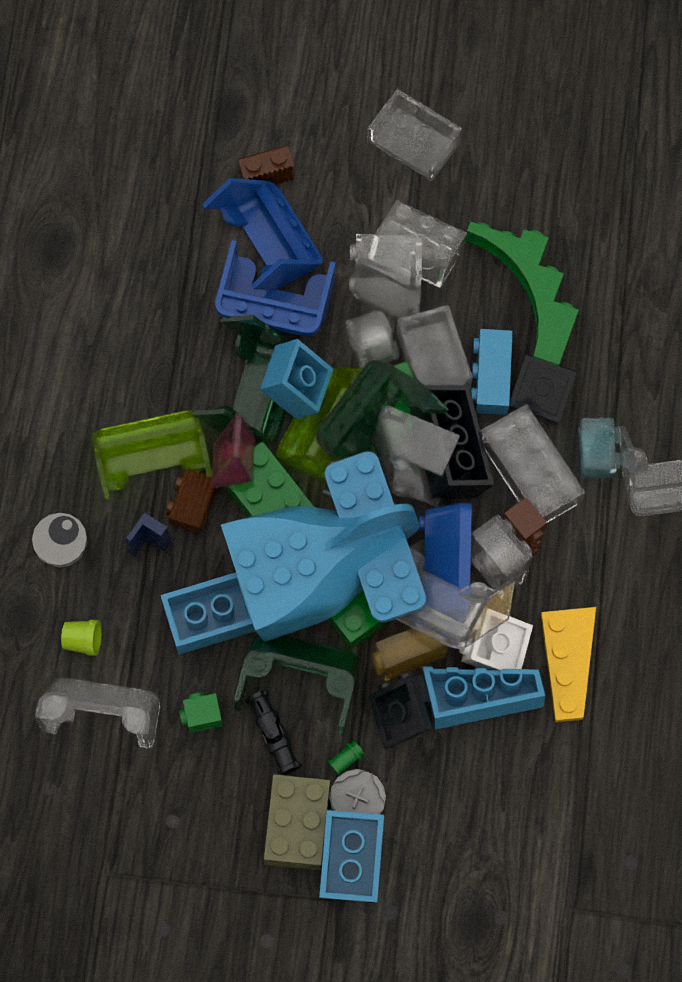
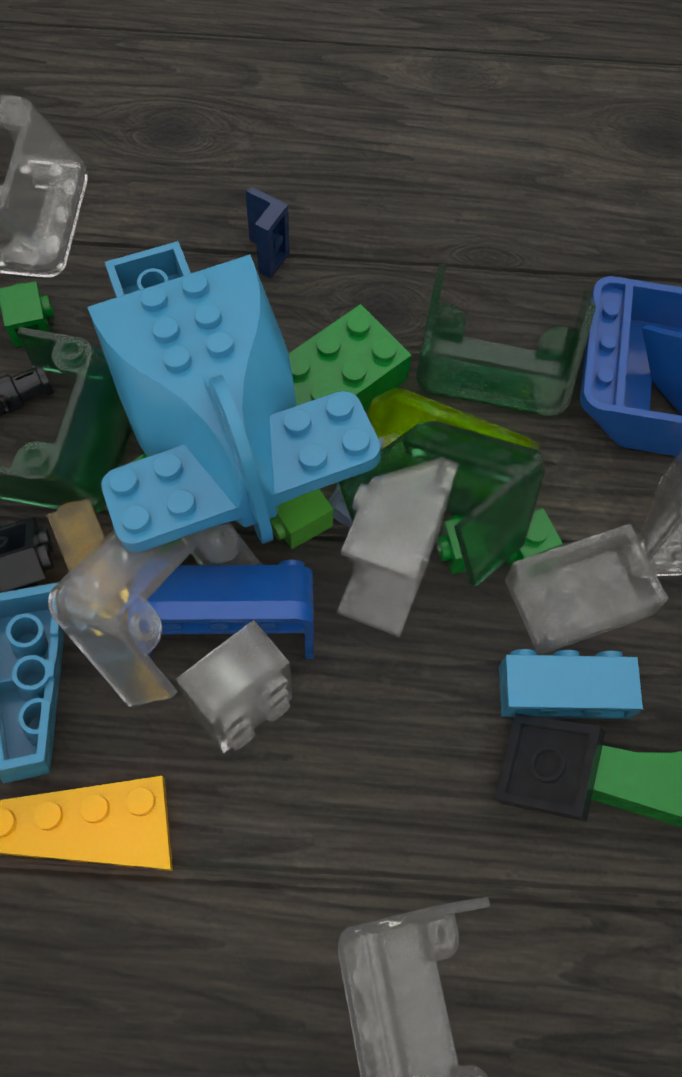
camera: 85 degrees right, 5 degrees down
(59, 540) = (268, 158): light grey tile -> none
(82, 636) = (134, 181): lime piece -> none
(149, 447) = (391, 222): clear neon green windscreen -> none
(192, 501) = (322, 289): reddish brown brick -> none
(233, 454) = (385, 309): clear pink slope -> none
(296, 379) = (512, 391): dark azure brick -> none
(372, 338) = (592, 495): clear brick -> none
(468, 468) = (436, 618): black brick -> none
(501, 647) = (97, 717): white plate -> none
(528, 524) = (284, 725): reddish brown brick -> none
(531, 463) = (410, 750): clear brick -> none
(598, 448) = (455, 867): clear light blue brick -> none

